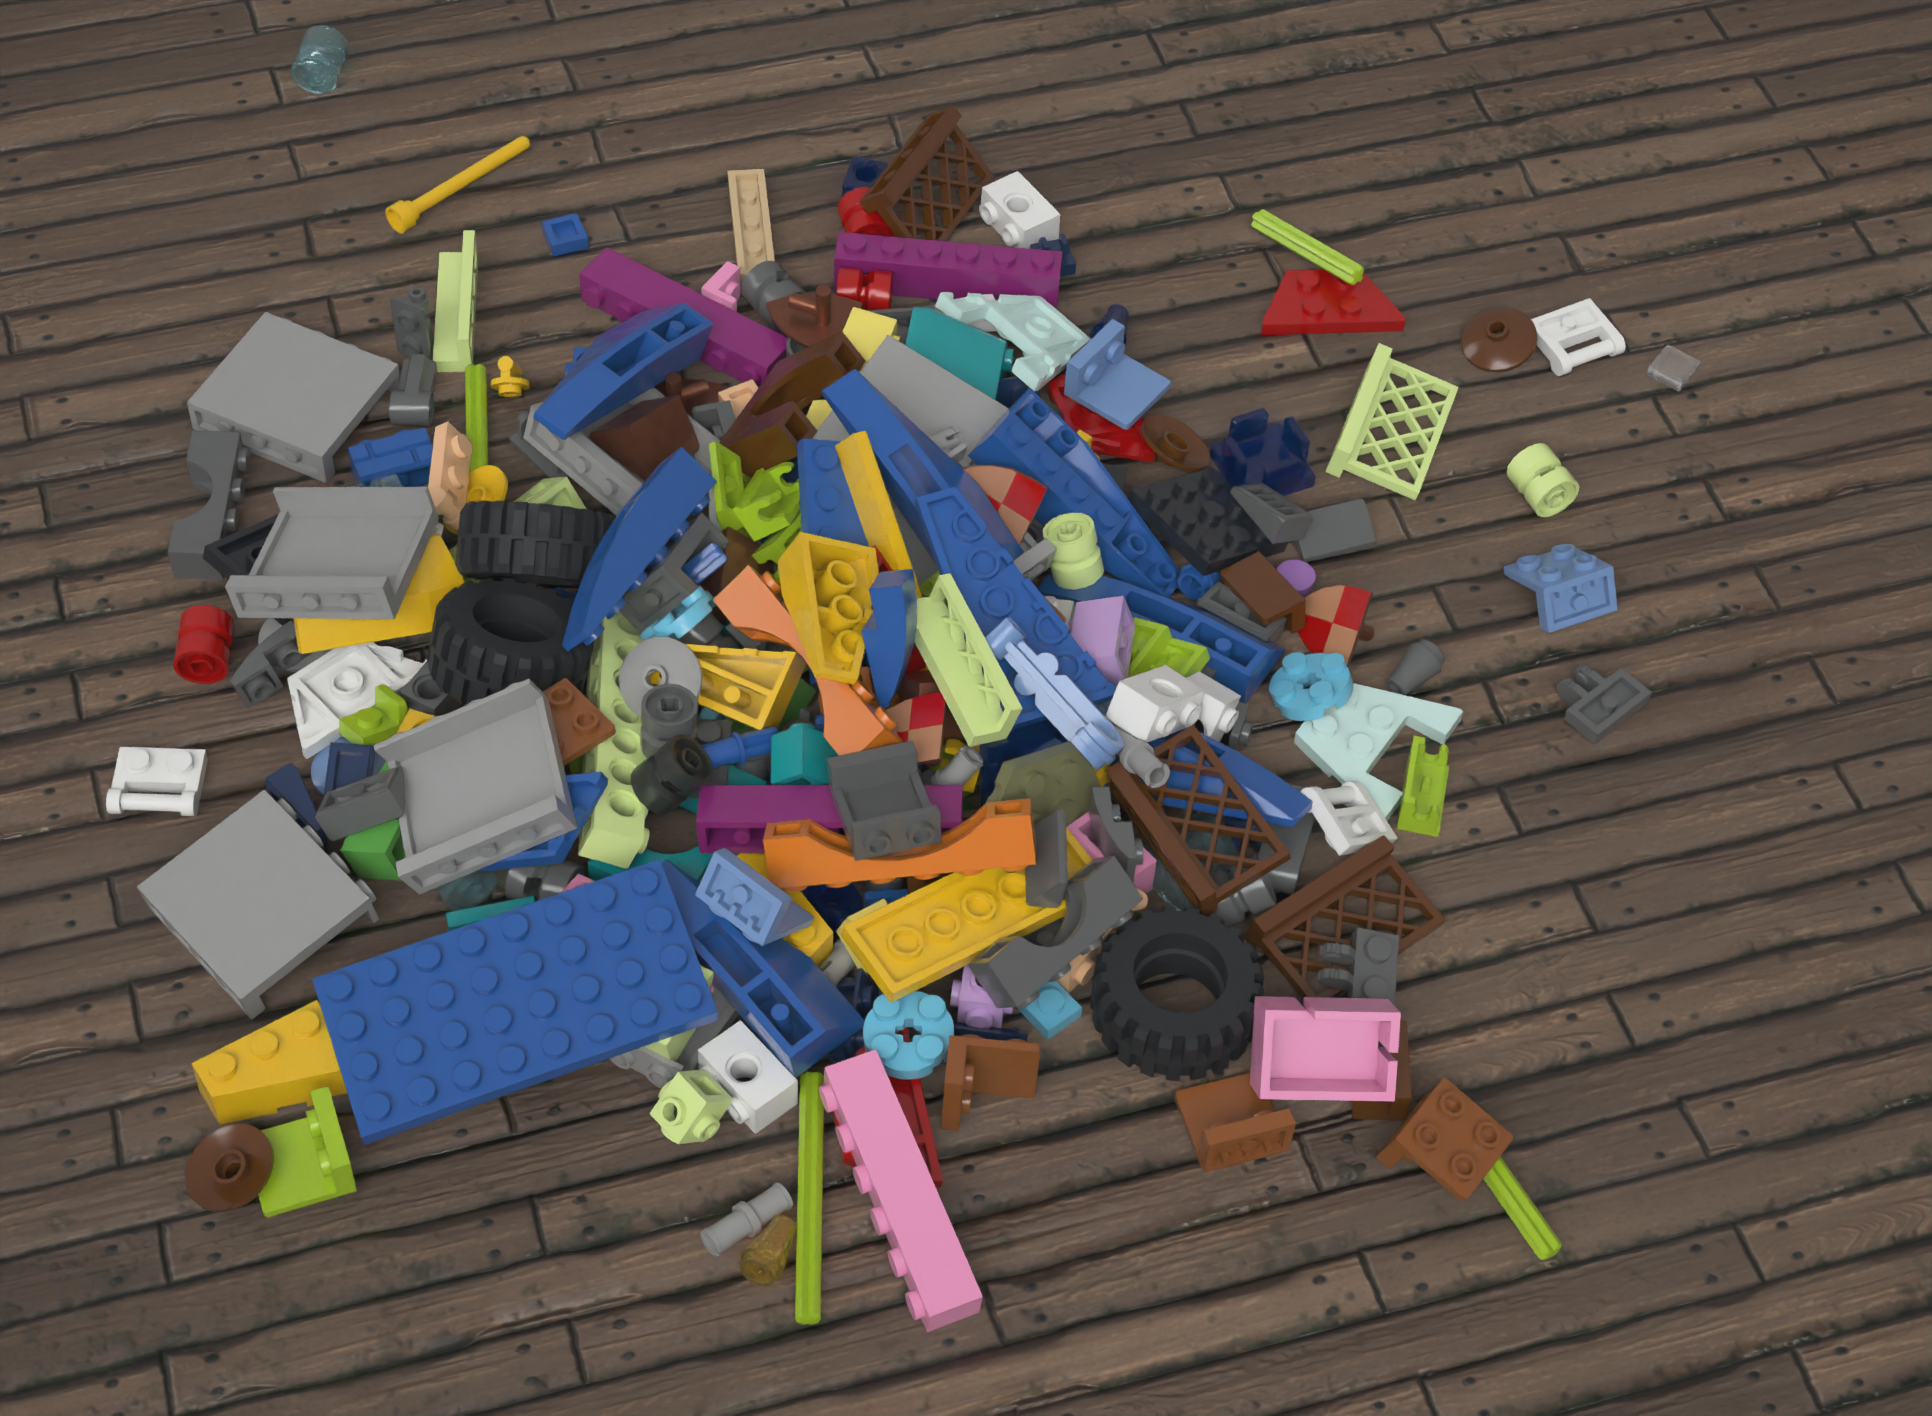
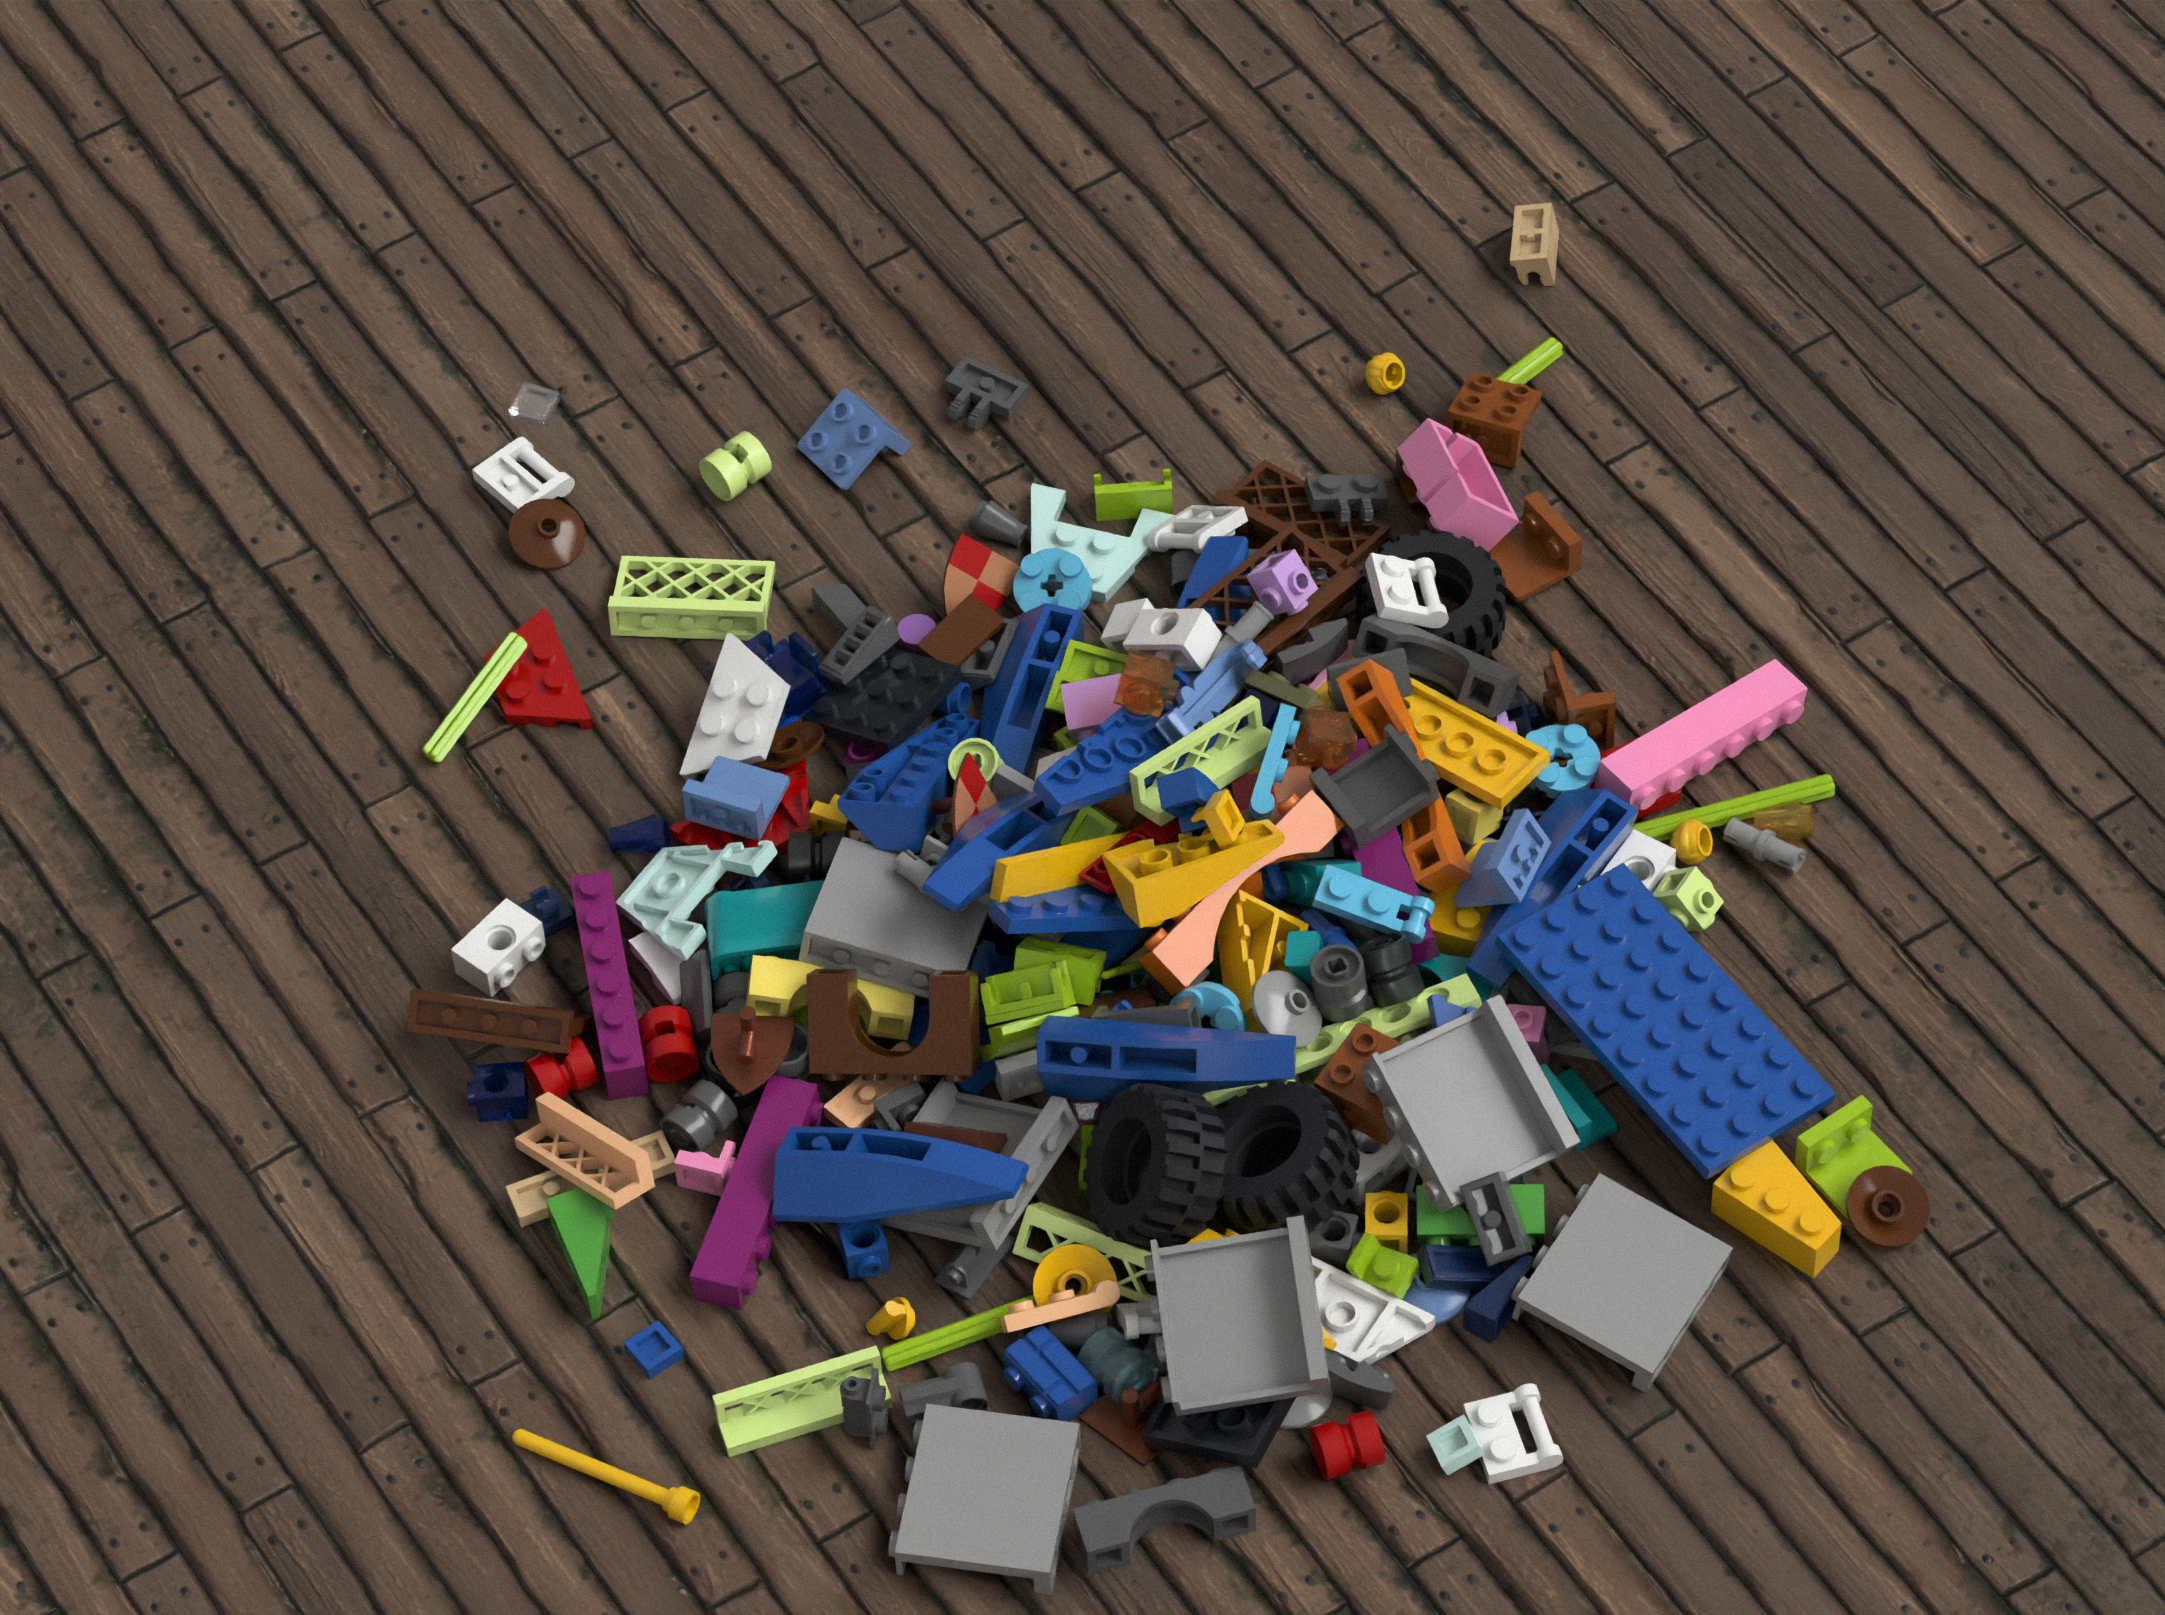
camera: 100 degrees left, 0 degrees up
(163, 728) = (1455, 1445): none -> light aqua plate
(682, 206) = (585, 1239): none -> bright green slope
(717, 711) = (1300, 950): none -> teal slope
(743, 767) = (1372, 904): none -> medium azure plate
(761, 210) = (596, 1147): none -> light nougat fence
(775, 1147) = (1692, 842): none -> yellow piece
(853, 622) = (1222, 818): none -> yellow tile
(935, 710) = (1273, 765): none -> medium azure plate
(956, 767) = (1324, 738): none -> clear orange brick
(1070, 628) = (1146, 684): none -> clear orange brick
(1165, 915) = (1395, 594): none -> white plate
(1188, 802) = (1283, 583): none -> lavender brick
(1219, 403) = (737, 711): none -> white wing
(1539, 1059) = (1385, 373): none -> yellow piece
(1713, 1272) = (1535, 242): none -> tan hinge

